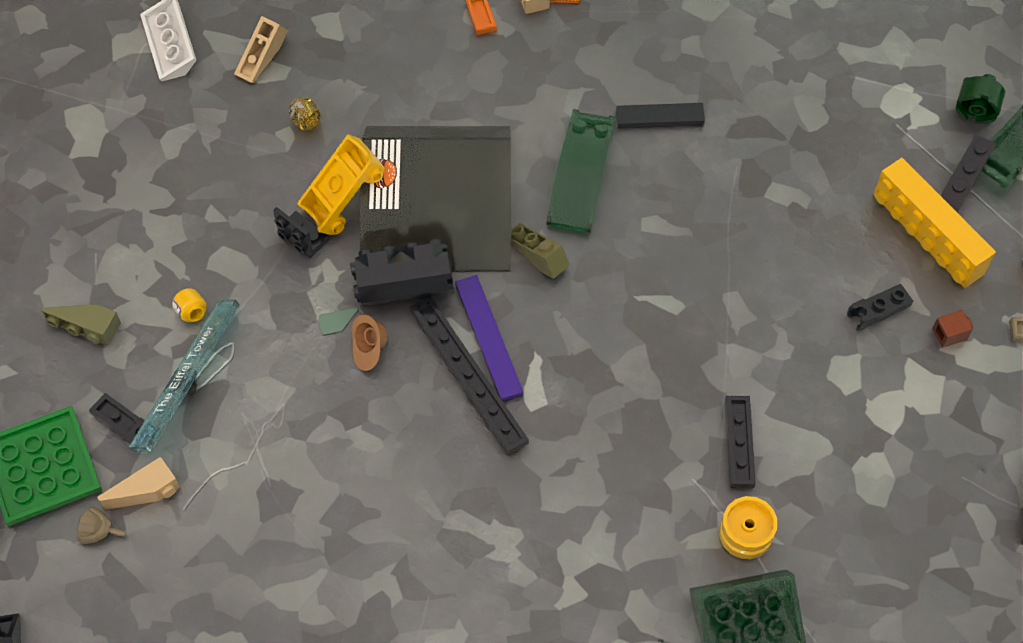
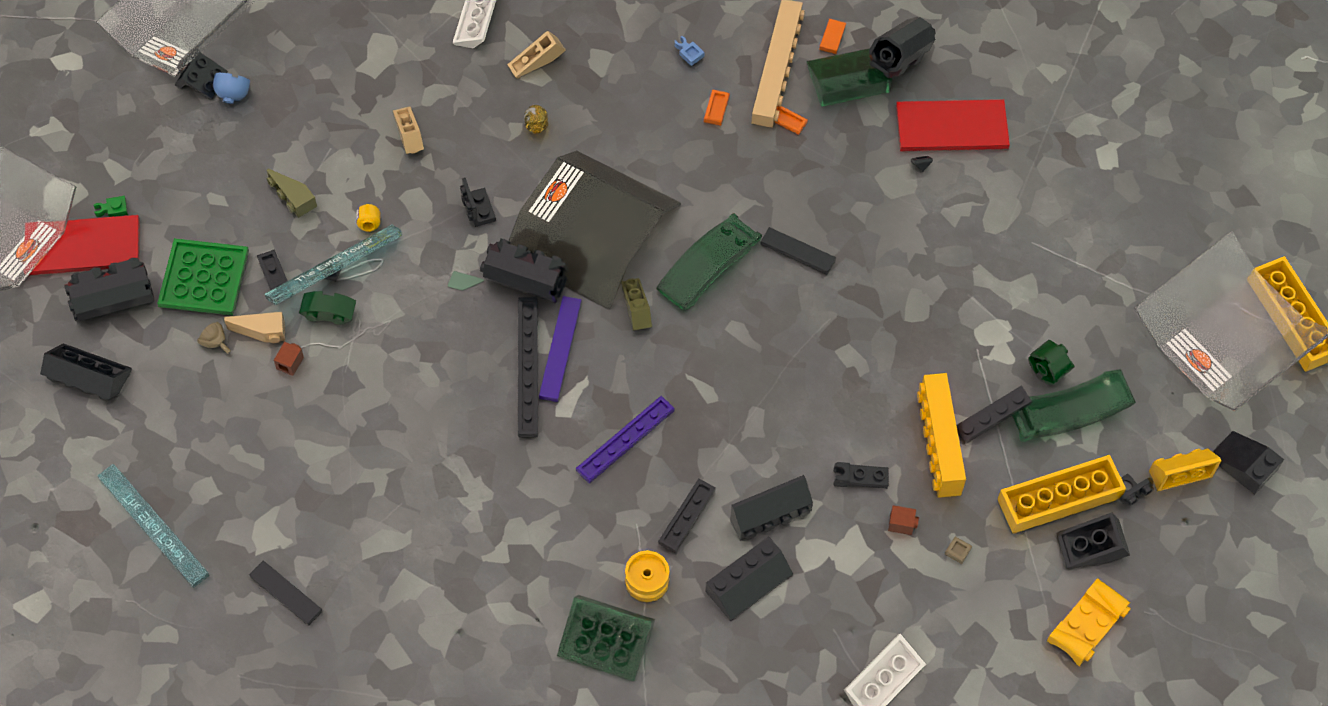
camera: 30 degrees right, 0 degrees up
(173, 191) = (408, 130): none -> tan slope
(199, 504) = (289, 358): none -> copper brick
(200, 428) = (330, 308): none -> dark green brick
(339, 182) = (530, 175): yellow piece -> none
(368, 340) = (474, 306): medium nougat piece -> none
(620, 397) = (625, 439): none -> dark purple tile
(822, 387) = (771, 508): none -> black slope
(848, 472) = (749, 578): none -> black slope

